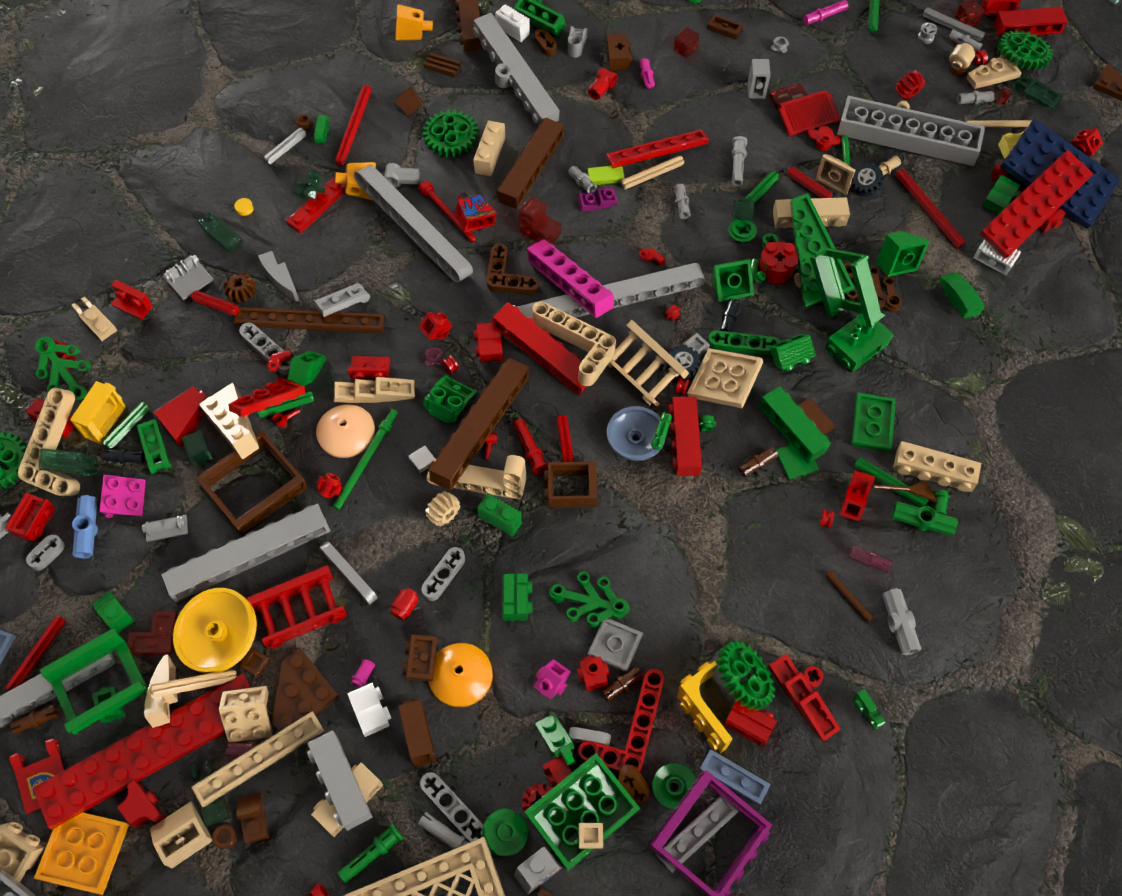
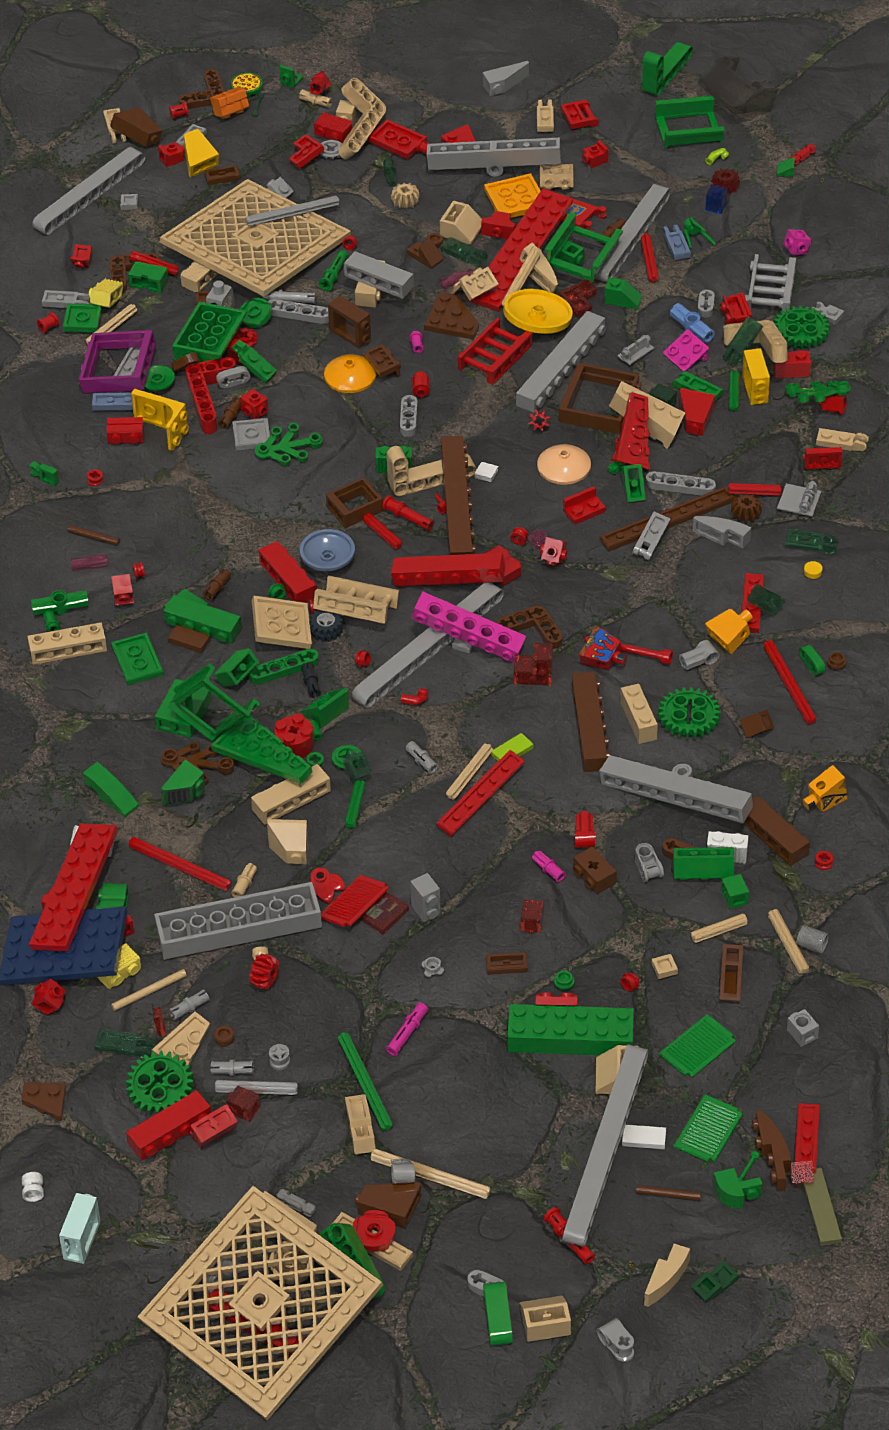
camera: 150 degrees right, 15 degrees down
(123, 456) = (715, 372): black pin -> none
(254, 662) = (493, 314): reddish brown tile -> none
(257, 759) = (444, 271): tan tile -> none
(276, 360) = (659, 470): red arm -> none
(284, 146) = (832, 633): light grey axle -> none
(348, 573) = (477, 385): light grey beam -> none
(369, 709) = (395, 325): white brick -> none
(374, 391) = (553, 498): tan slope -> none
(384, 428) = (534, 475): green bar -> none
(413, 223) = (645, 610): light grey beam -> none
(442, 508) = (434, 445): tan gear -> none
(444, 63) = (761, 778): reddish brown tile -> none
(448, 399) = (498, 513): green slope -> none
(515, 597) = (343, 422): green brick -> none
(551, 679) = (273, 388): dark pink brick -> none
(582, 179) = (529, 729): light grey pin -> none
(590, 835) = (194, 314): tan plate -> none
(596, 342) = (433, 583): tan beam -> none
(601, 199) = (503, 723): magenta slope -> none
(661, 431) = (306, 552): green axle -> none
(697, 344) = (325, 647): light grey tile -> none
(738, 154) = (396, 824): light grey pin -> none
(756, 687) = (143, 440): green gear -> none
(804, 698) = (90, 459): red slope -> none
(808, 183) = (323, 833): red axle -> none
(845, 149) = (285, 870): green bar -> none
(867, 172) = (255, 851): black wheel -> none
(886, 479) = (107, 621): green axle -> none
(901, 622) = (45, 532): light grey piece -> none
(921, 489) = (74, 619): reddish brown piece -> none
(962, 56) = (225, 1029): tan head -> none
(980, 57) = (205, 1054): red plate -> none

